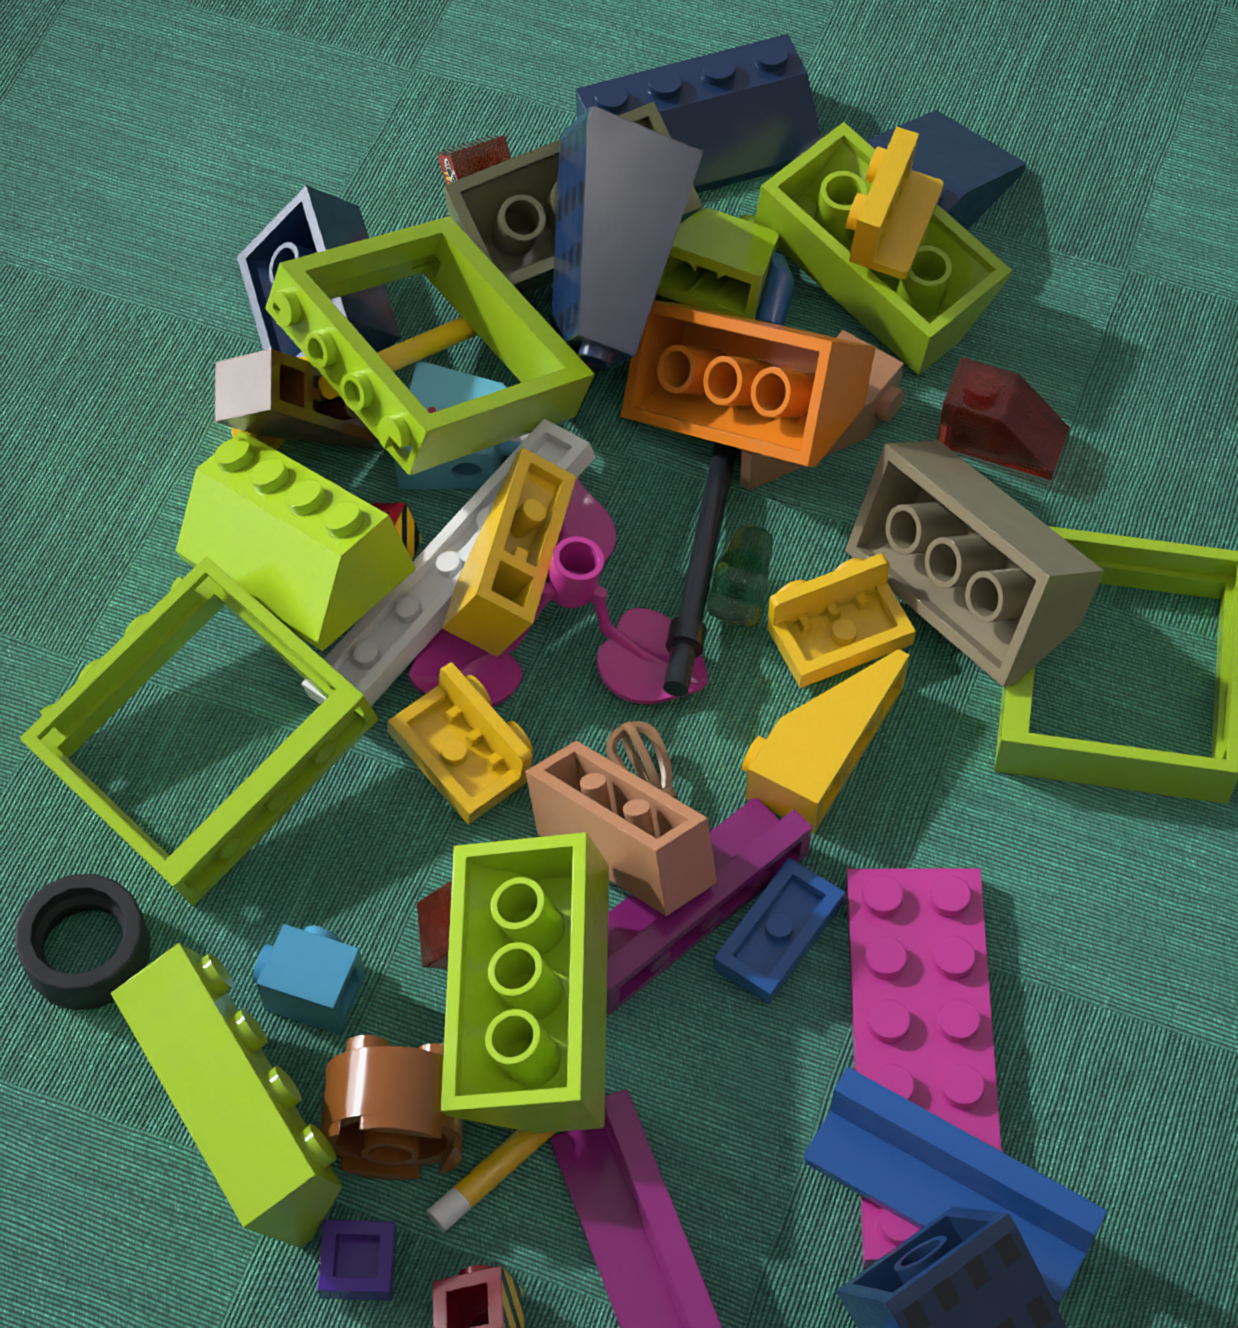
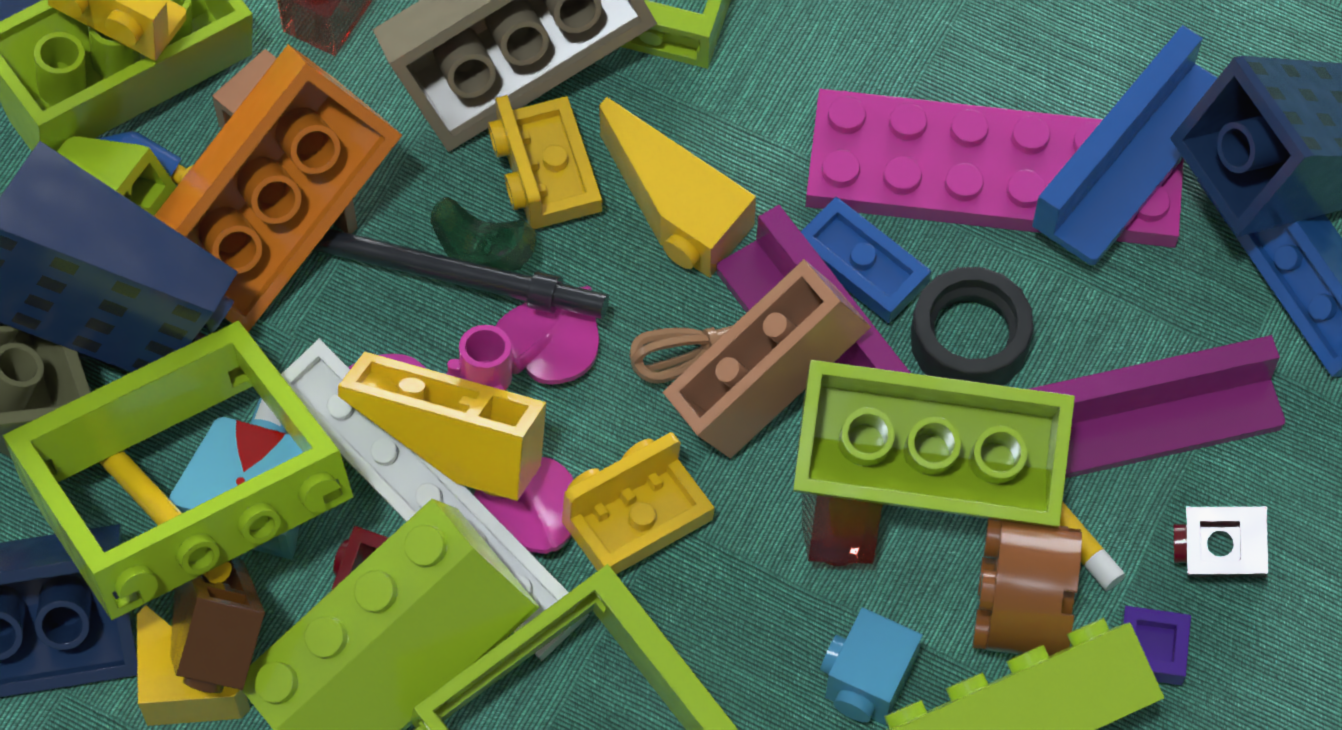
camera: 85 degrees left, 5 degrees up
(706, 996) = (980, 287): none -> black tyre

